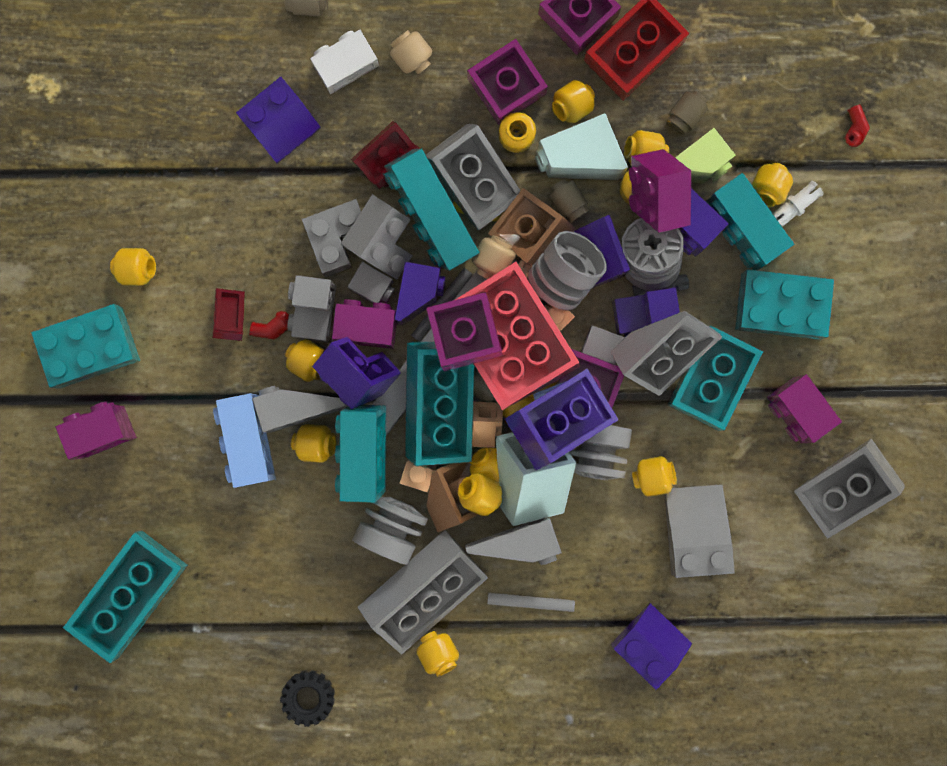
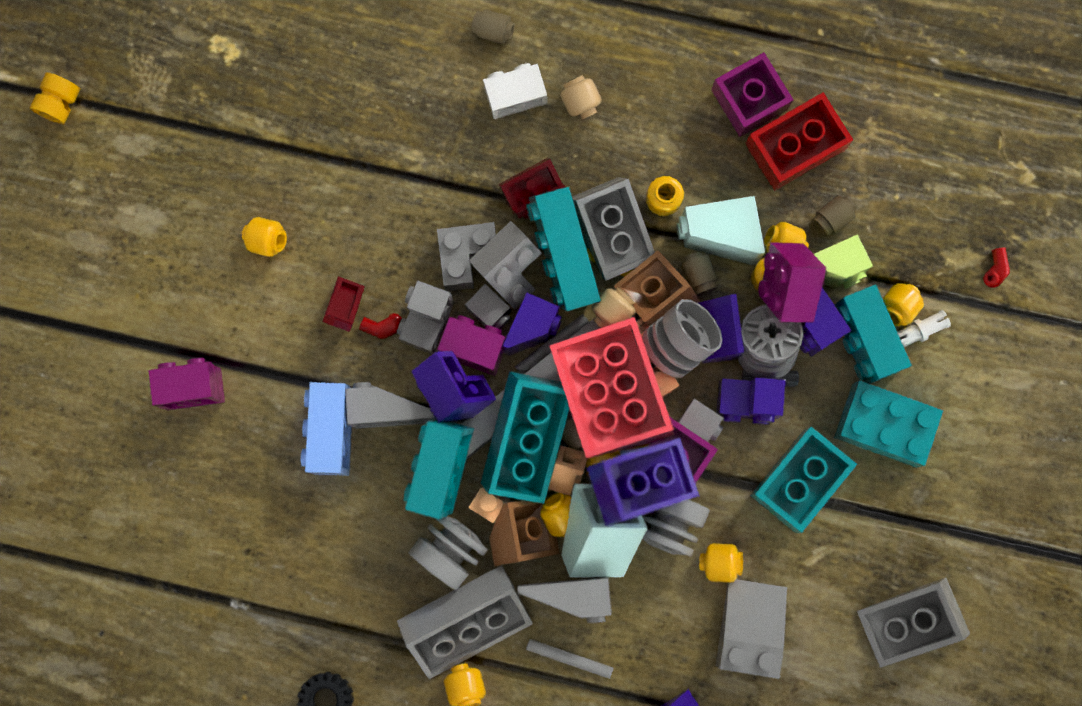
camera: 20 degrees right, 5 degrees down
(85, 346) = (199, 302): teal brick -> none
(125, 596) = (172, 554): teal brick -> none
(278, 120) = (438, 131): dark purple slope -> none
(302, 357) = (402, 362): yellow head -> none
(314, 443) = (394, 448): yellow head -> none
(464, 331) = (567, 372): magenta brick -> none
(480, 494) = (544, 537): yellow head -> none
(507, 81) = (666, 145): magenta brick -> none
(573, 101) = (726, 179): yellow head -> none
(664, 350) = (759, 439): light grey slope -> none
(803, 410) = (884, 532): magenta brick -> none

